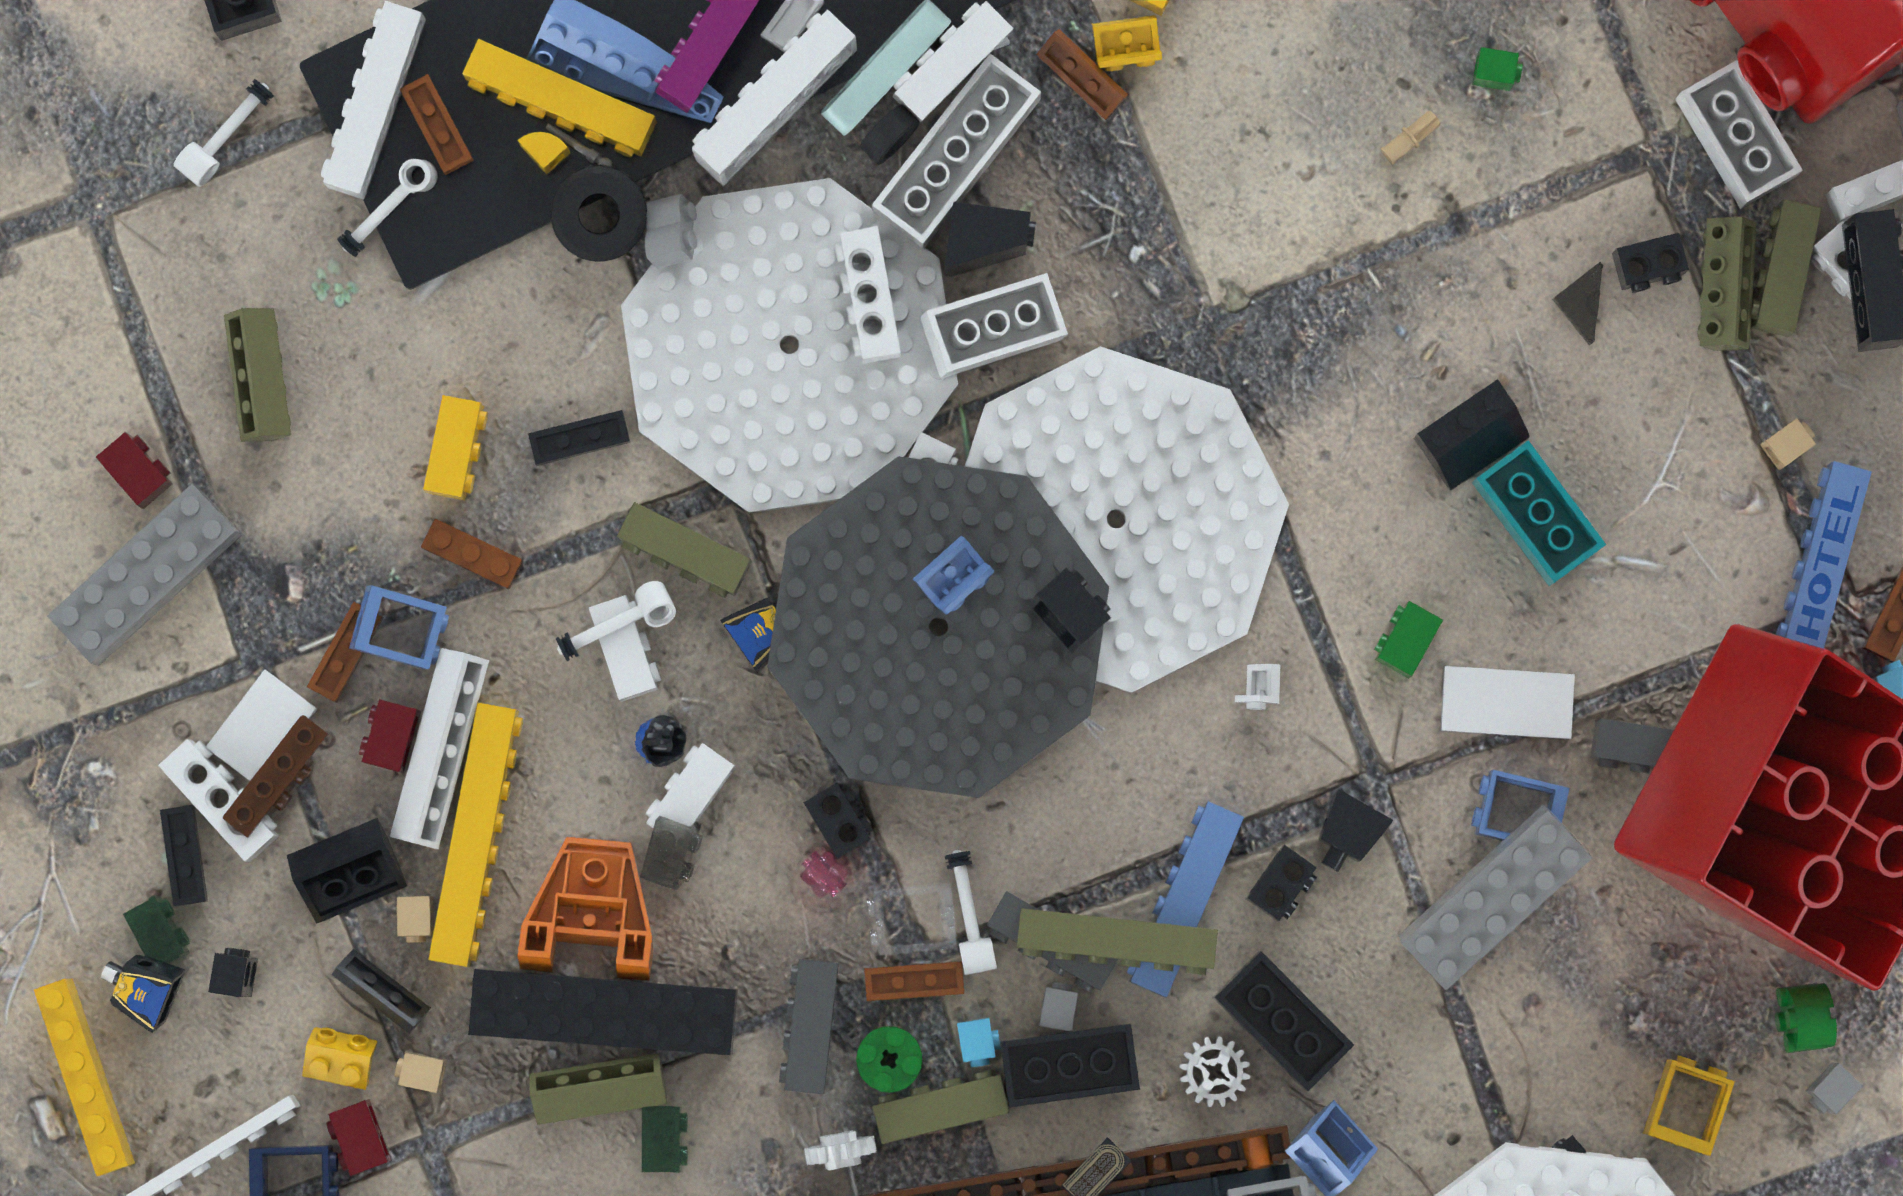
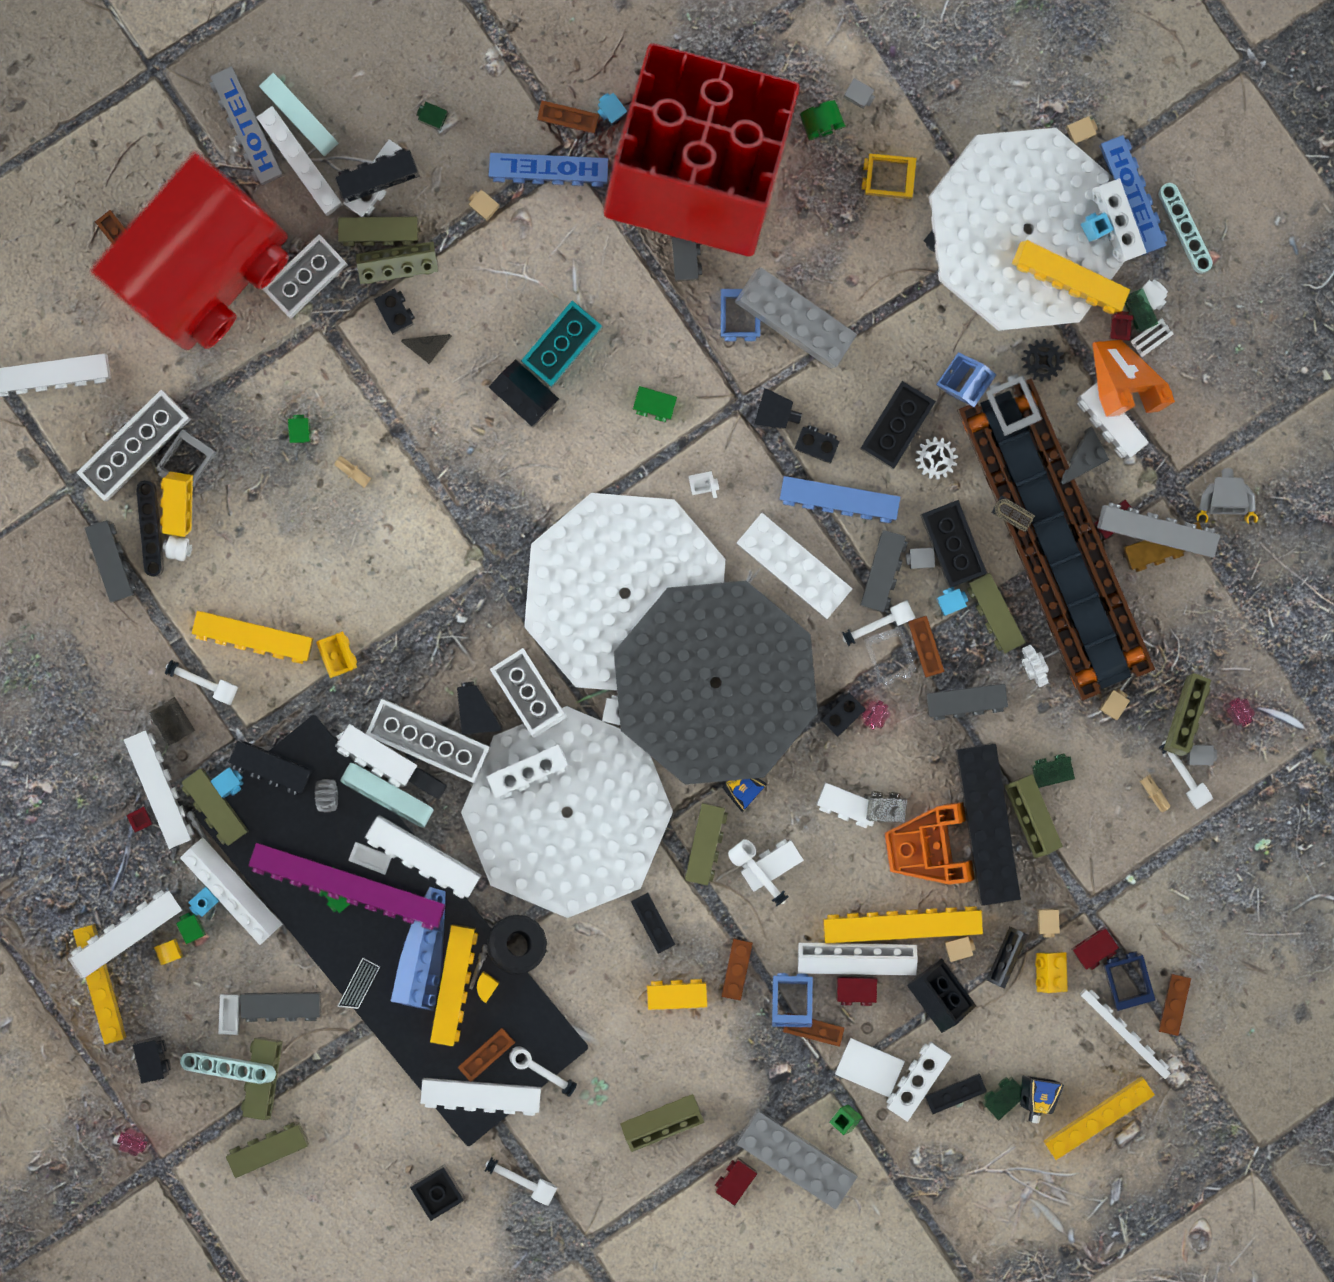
camera: 105 degrees left, 5 degrees up
(187, 667) = (845, 1119): none -> green brick
(233, 973) = (1018, 1046): black brick -> none
(277, 777) = (897, 1050): reddish brown bracket -> none
(661, 740) = (821, 829): black piece -> none
(669, 231) = (517, 899): light grey brick -> none
(884, 1077) = (986, 650): green brick -> none
(953, 576) = (685, 680): medium blue bracket -> none
(1070, 609) = (691, 607): black brick -> none
(1082, 74) = (362, 676): dark orange plate -> none
(1095, 799) = (794, 566): none -> white brick
(1117, 939) = (874, 533): olive brick -> none
(1507, 702) = (677, 336): white tile -> none

